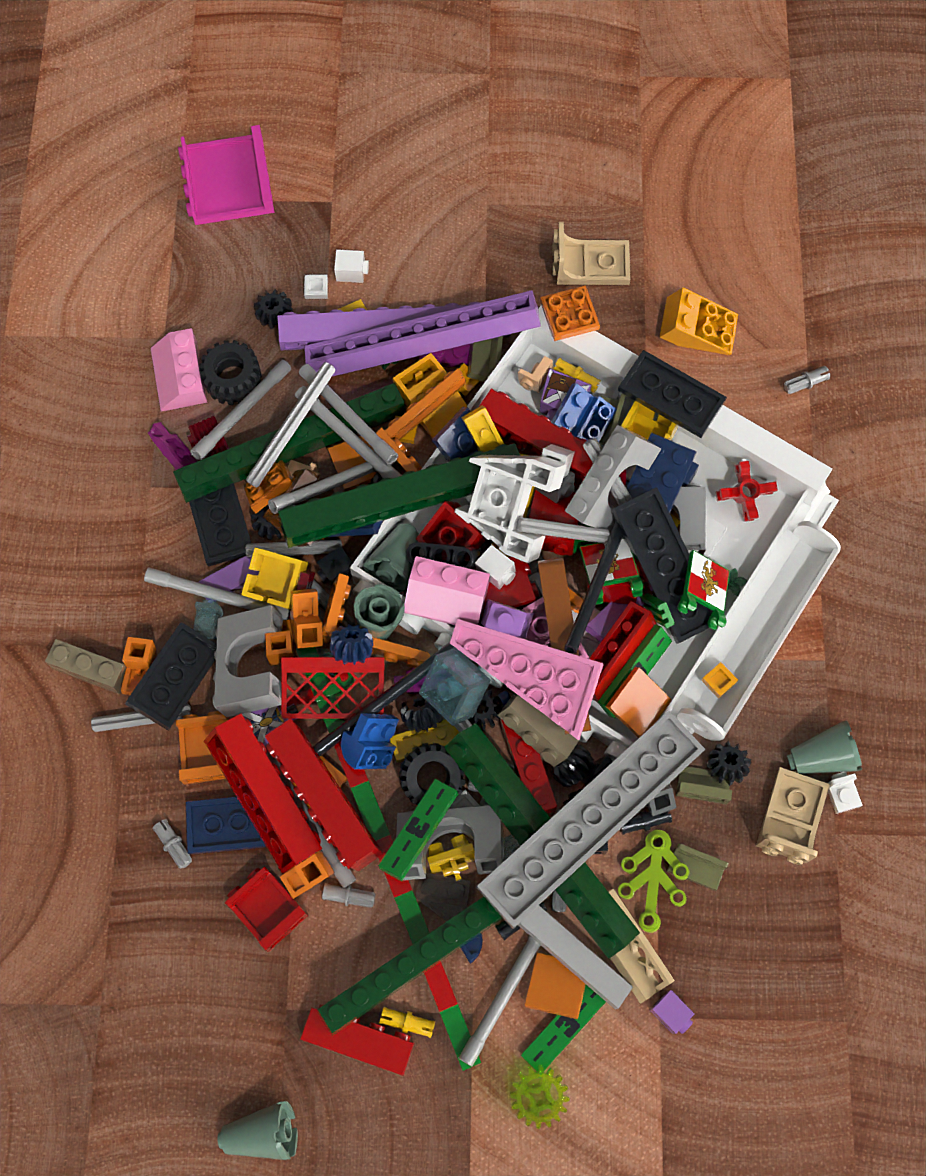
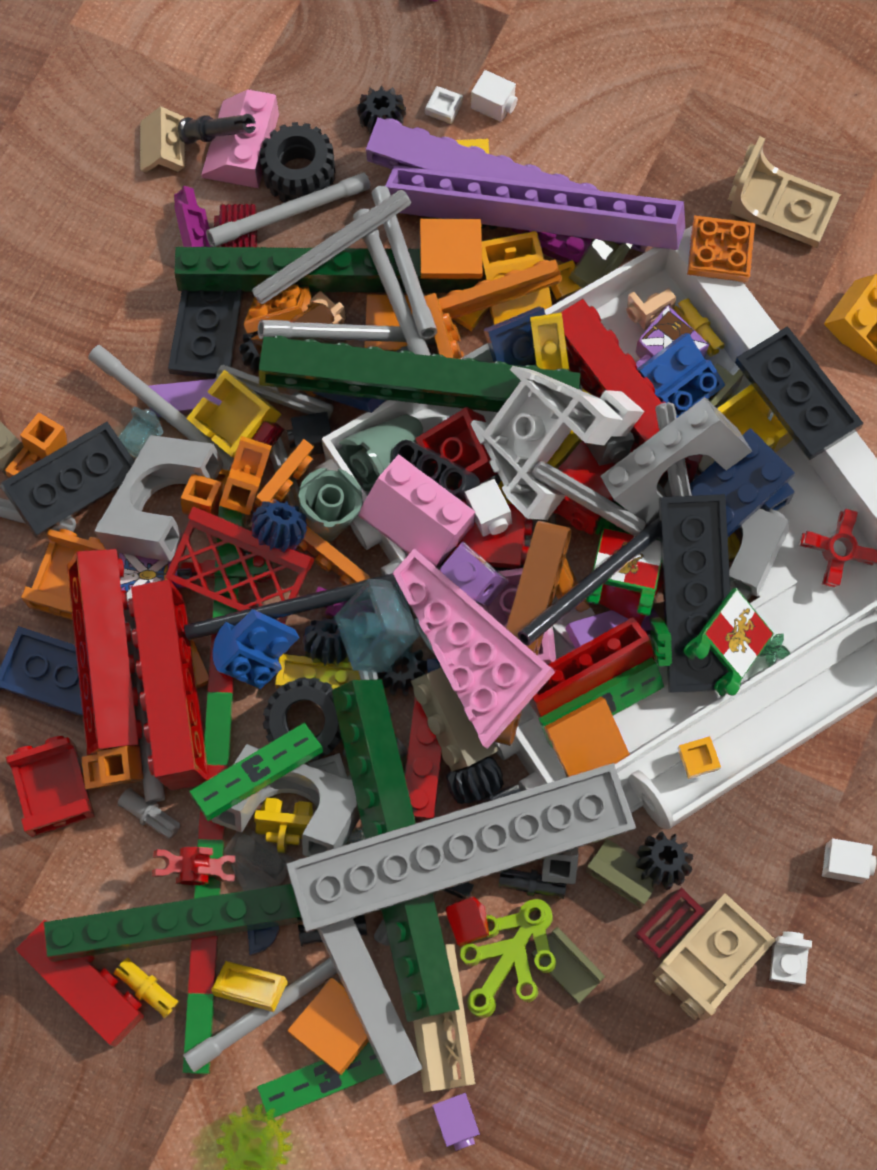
camera: 25 degrees right, 0 degrees up
(119, 396) = (161, 141): none -> tan panel
(151, 373) = (207, 128): none -> black pin
(377, 390) = (451, 249): none -> orange tile
(402, 918) = (193, 865): none -> red pin
(482, 986) = (249, 986): none -> yellow tile
(614, 868) = (468, 920): none -> red slope
(744, 825) = (650, 943): none -> dark red tile
(827, 752) = (790, 900): sand green cone -> none
(852, 706) = (848, 861): none -> white brick

